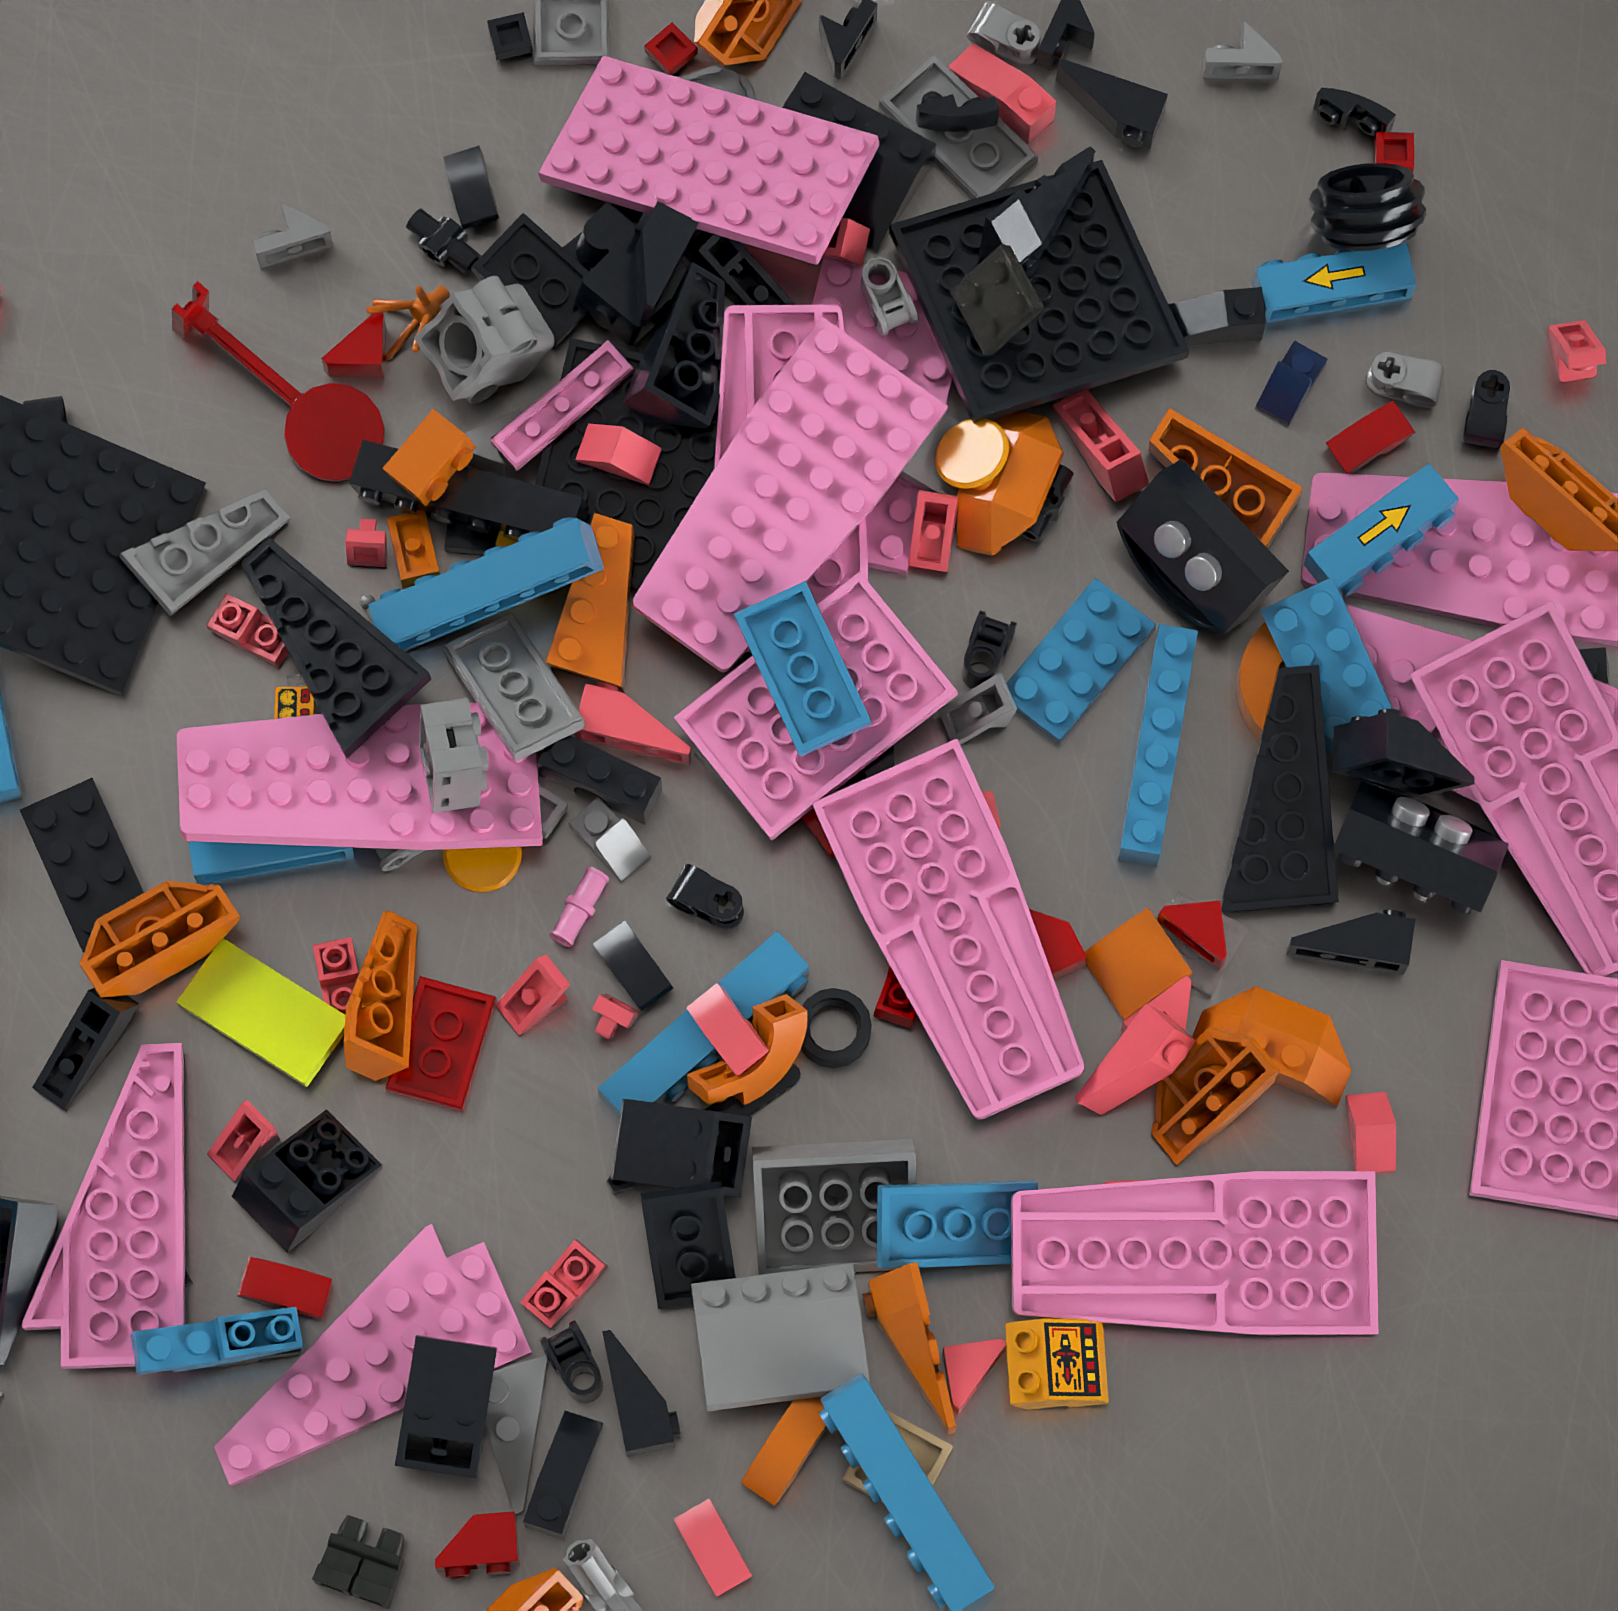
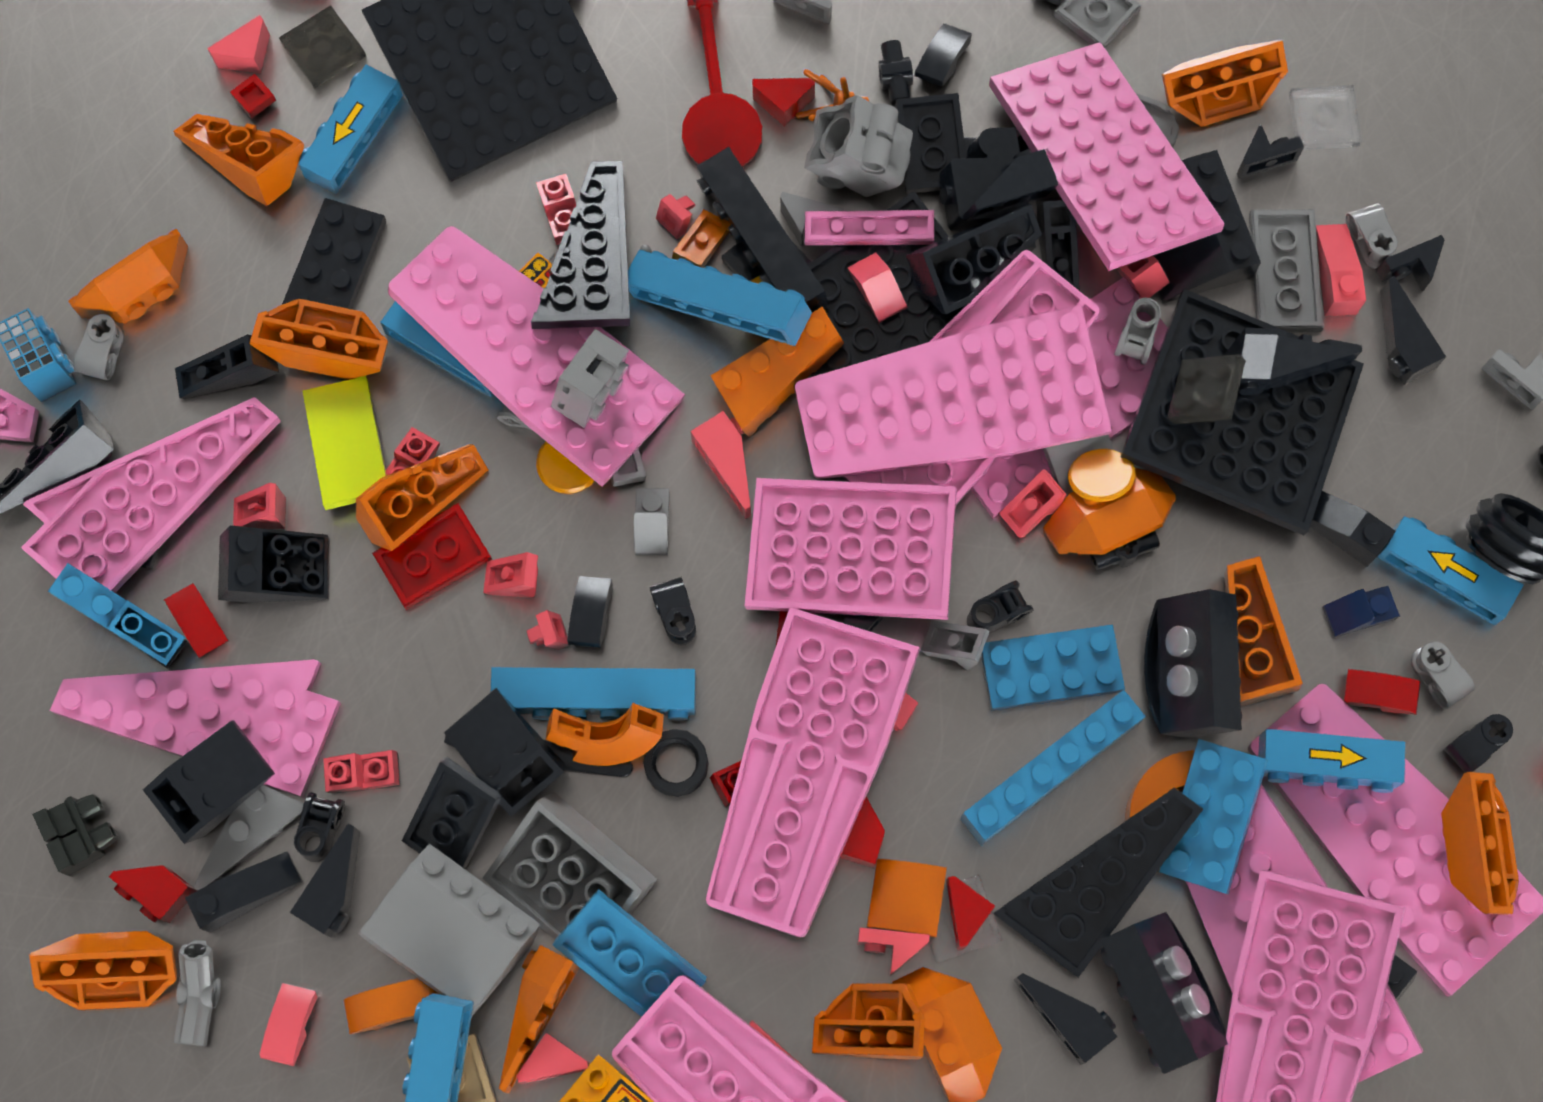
camera: 45 degrees right, 0 degrees up
(194, 556) = (573, 135): light grey wing -> none
(430, 458) = (753, 188): orange brick -> none
(513, 687) = (678, 375): light grey tile -> none
(579, 907) = (593, 546): bright pink pin -> none
(620, 783) = (680, 475): black arch -> none
(671, 49) = (1146, 71): red plate -> none
(727, 1029) = (600, 702): coral slope -> none
(802, 669) = (860, 516): dark azure plate -> none
(944, 115) = (1282, 249): black slope -> none
(1103, 445) = (1195, 544): coral slope -> none
(1140, 1058) = (849, 961): coral slope -> none
(1396, 755) = (1202, 915): black slope -> none

